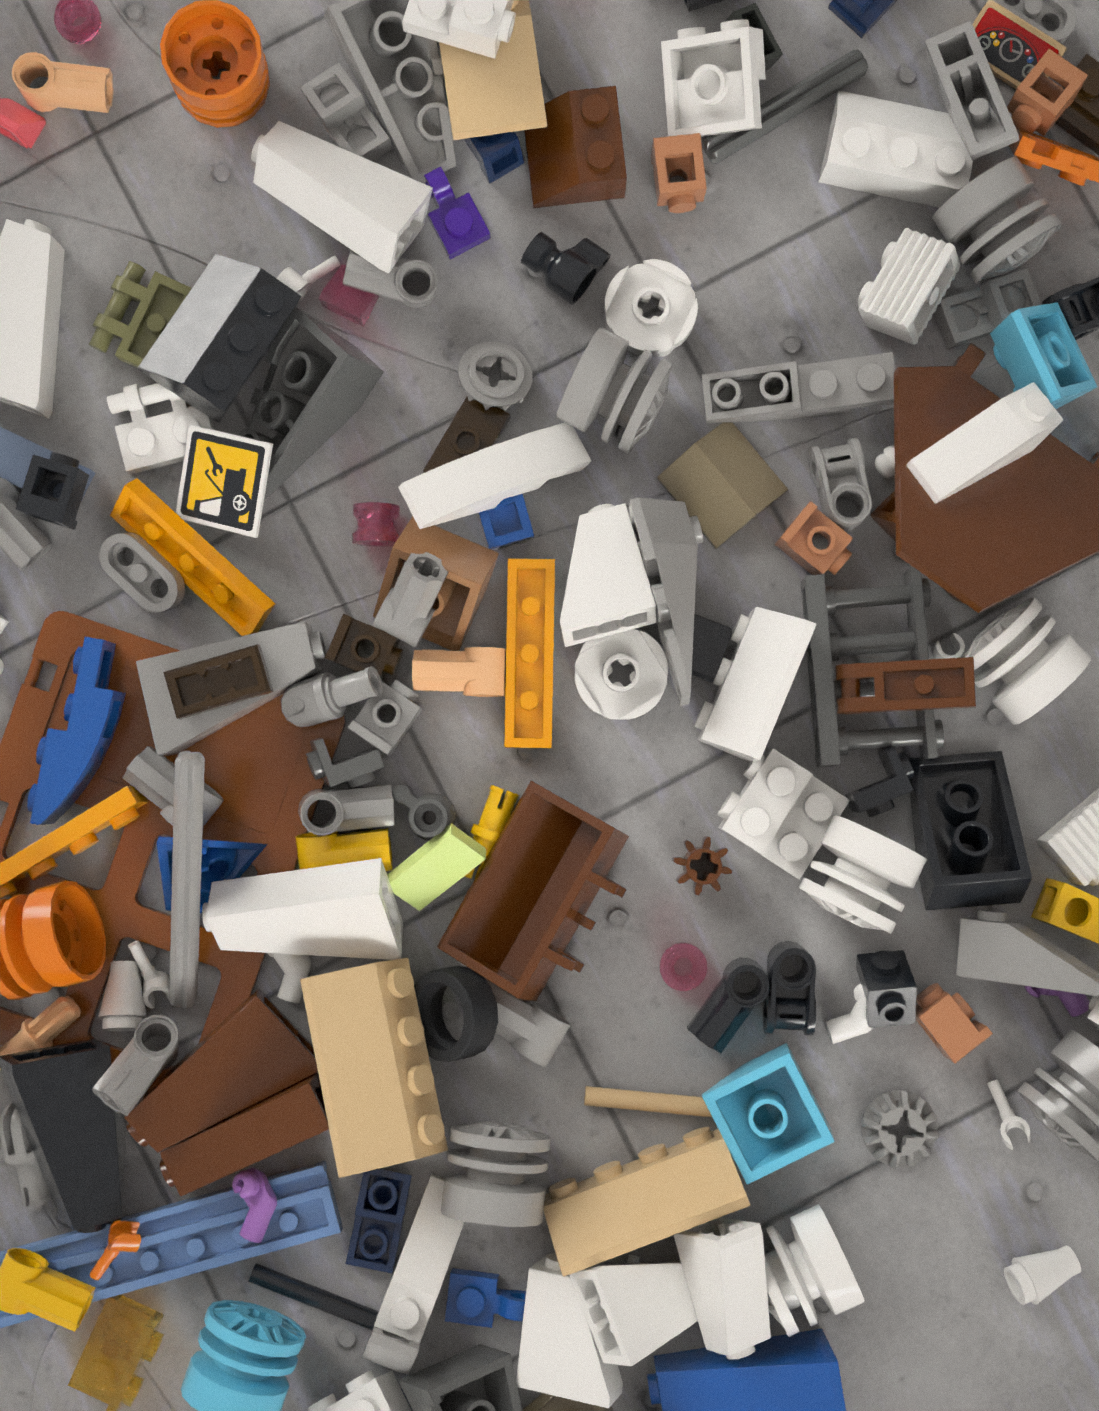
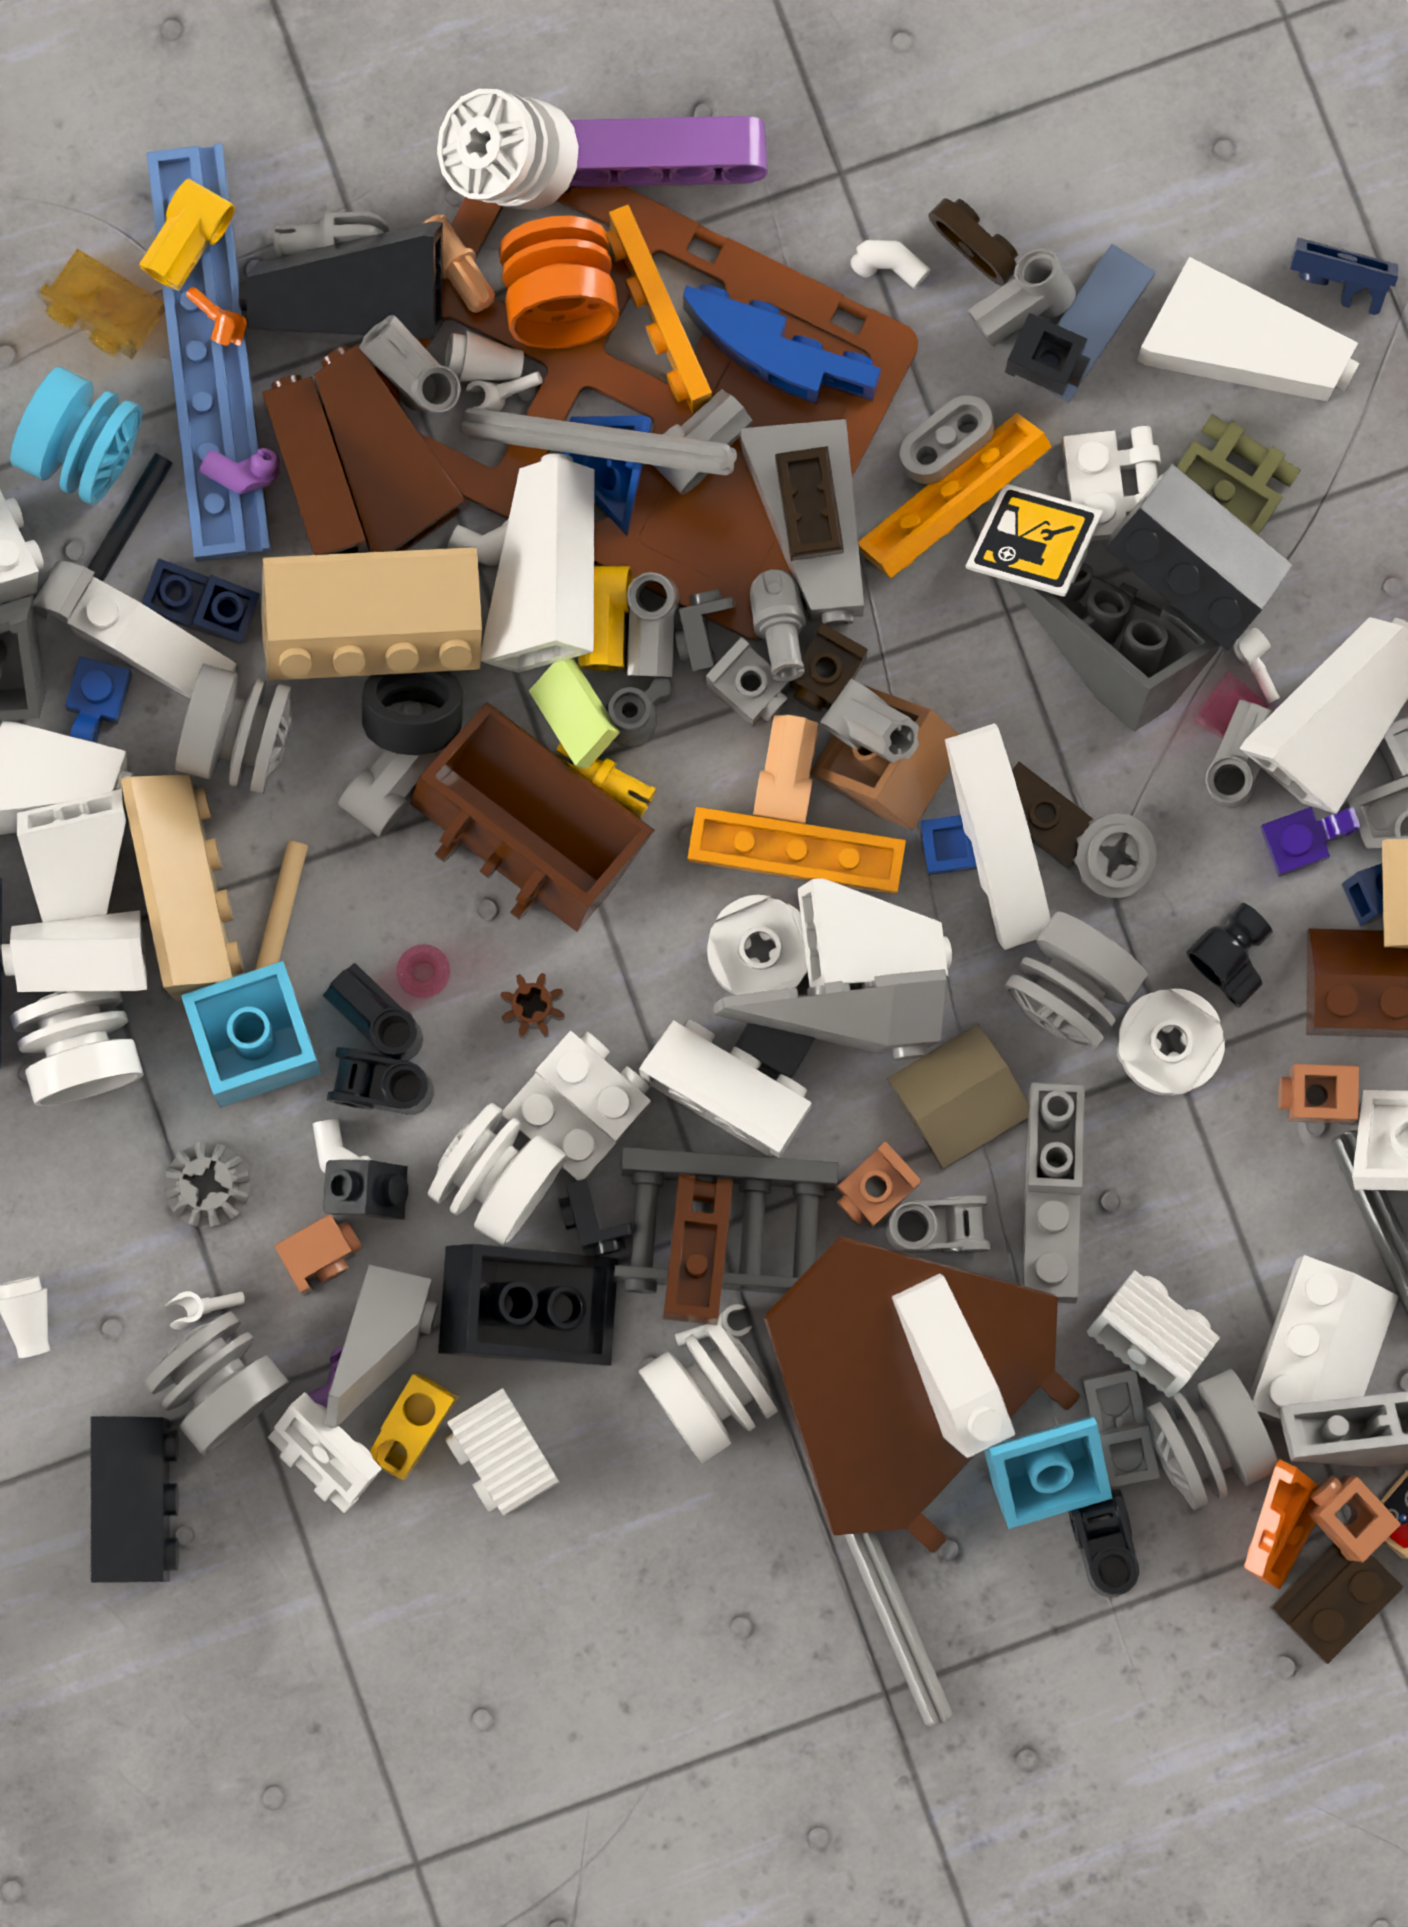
camera: 95 degrees right, 5 degrees down
(375, 524) = (965, 700): clear pink wheel -> none

